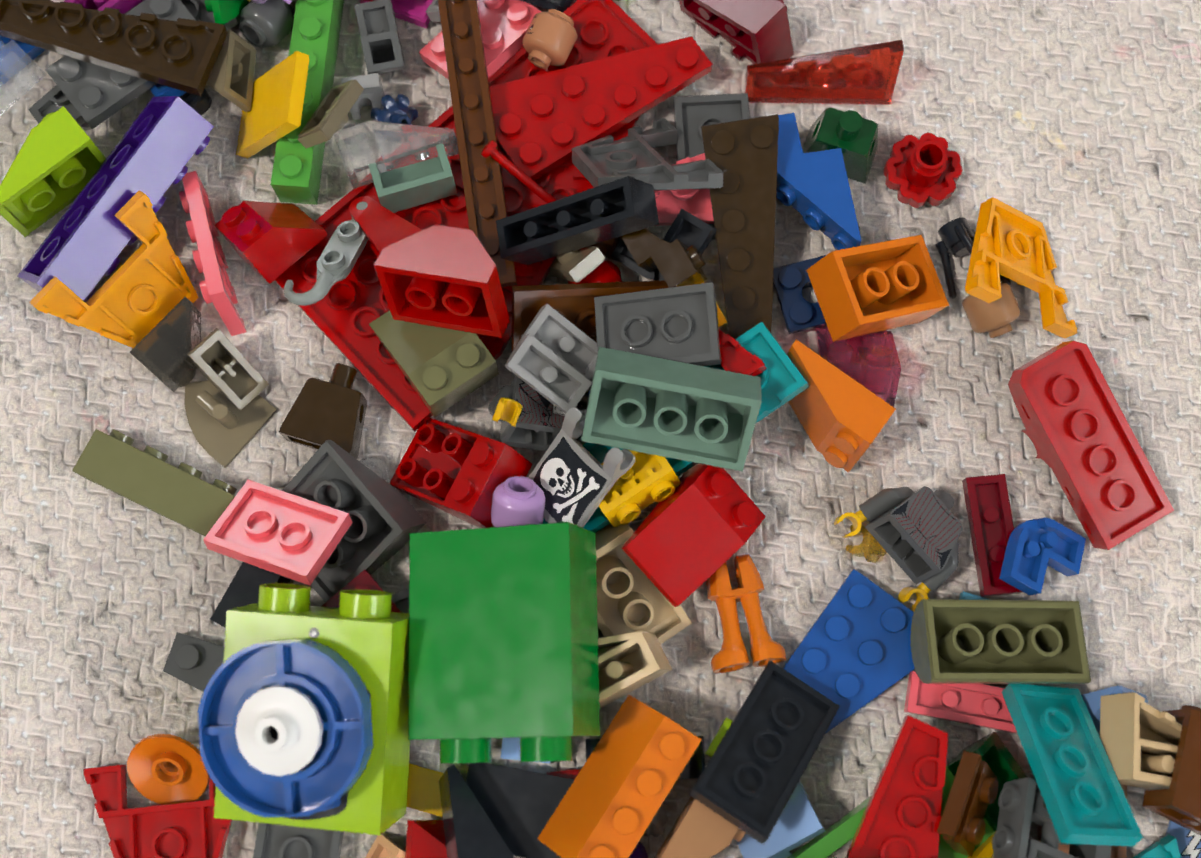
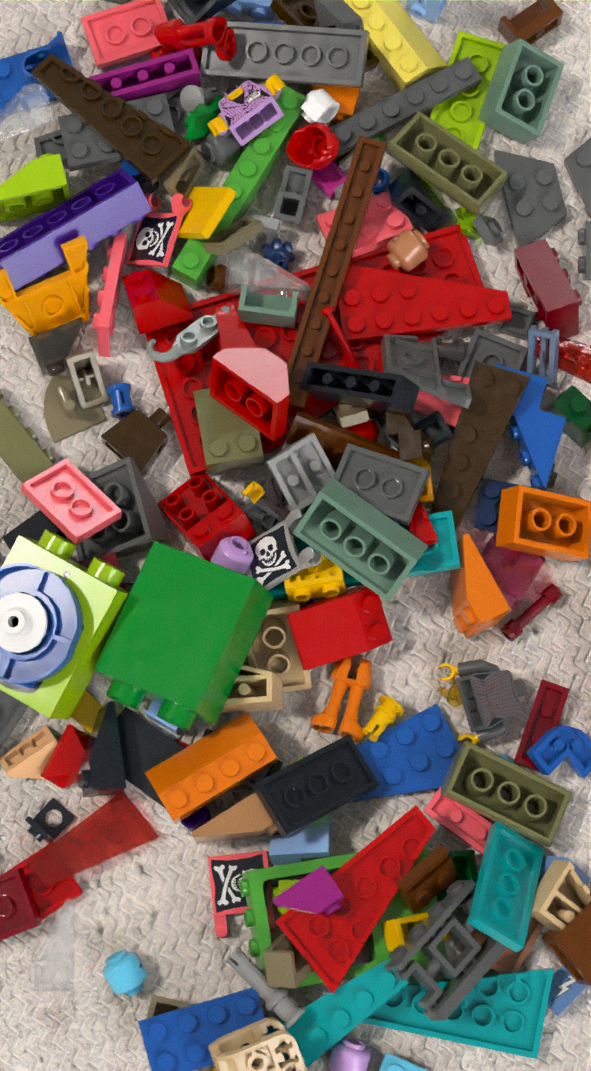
camera: 25 degrees right, 0 degrees up
(235, 154) = (157, 233): none -> flag
(283, 376) = (120, 400): none -> blue bush
(333, 176) = (216, 277): none -> reddish brown plate
(723, 73) = (520, 323): none -> dark grey tile
(763, 63) = (545, 334): none -> sand blue tile
(798, 620) = (384, 715): none -> yellow pin
(920, 374) = (513, 628): none -> dark red bar

